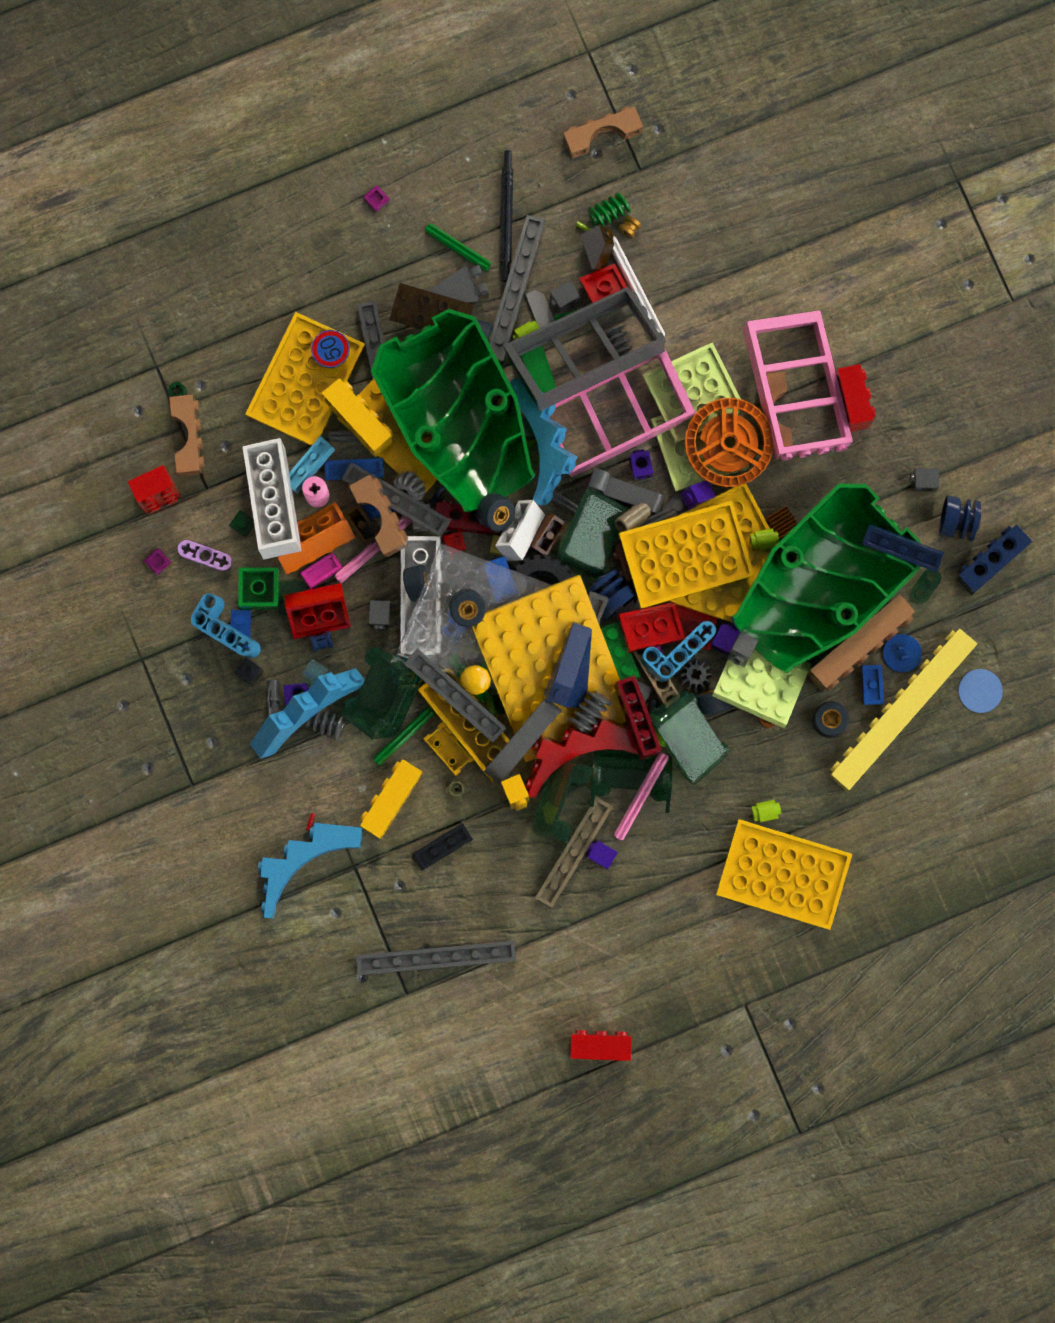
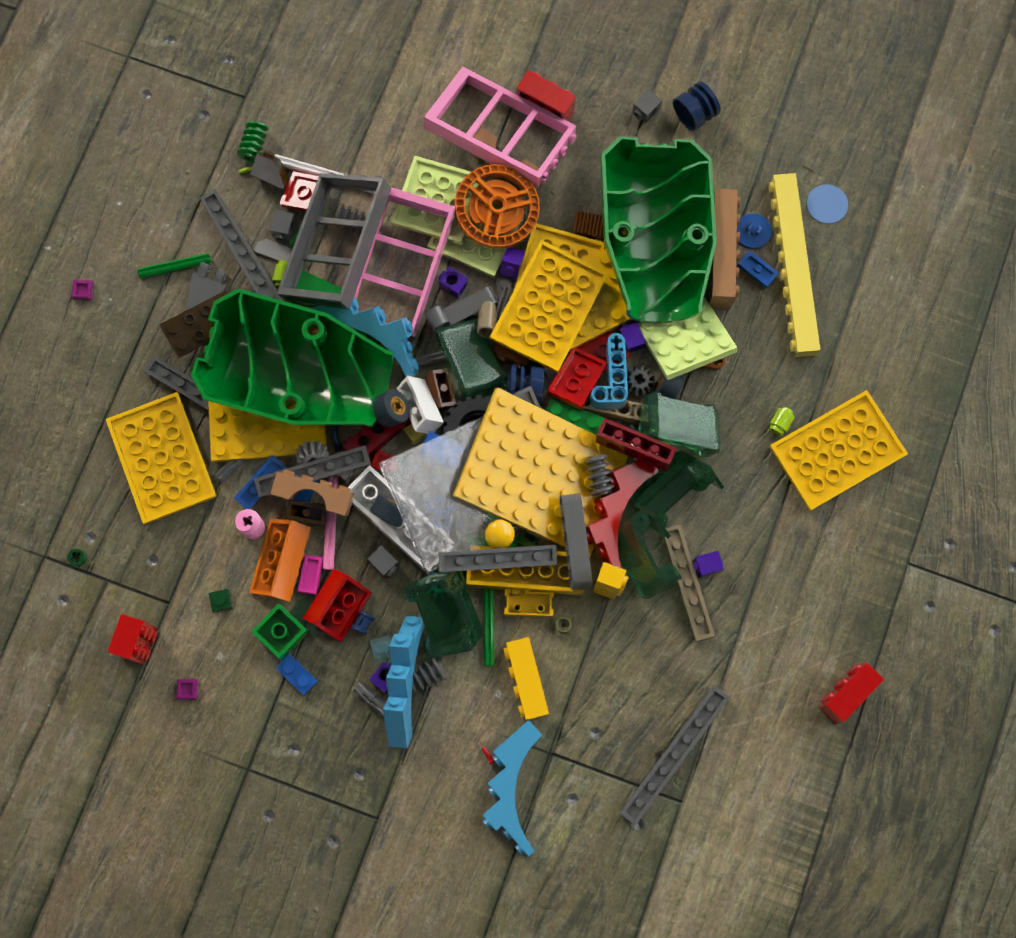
camera: 50 degrees left, 5 degrees down
(188, 459) = (134, 596): medium nougat arch -> none
(220, 556) = (201, 651): lavender beam -> none
(226, 631) = (289, 685): dark azure beam -> none
(249, 671) = (334, 696): black brick -> none
(272, 498) = (224, 560): white brick -> none
(310, 463) = (225, 511): medium azure plate -> none
(330, 349) = (157, 417): piece -> none
(357, 417) = (226, 442): yellow brick -> none
(442, 846) = (596, 674): black tile -> none
(465, 601) = (437, 490): black wheel -> none
(506, 215) = (186, 213): black axle -> none
(571, 673) = (558, 461): dark blue wedge -> none
(624, 123) = (202, 76): medium nougat arch -> none
(629, 226) = (277, 138): pearl gold wheel -> none
(641, 796) = (691, 496): bright pink axle -> none
(742, 649) = (653, 329): dark grey brick -> none
(764, 539) = (588, 245): lime brick -> none
(830, 713) = (761, 314): black wheel -> none
(903, 548) = (687, 154): dark blue piece -> none
(924, 585) = (721, 172): clear green plate -> none
(1018, 542) = (749, 86): dark blue brick -> none

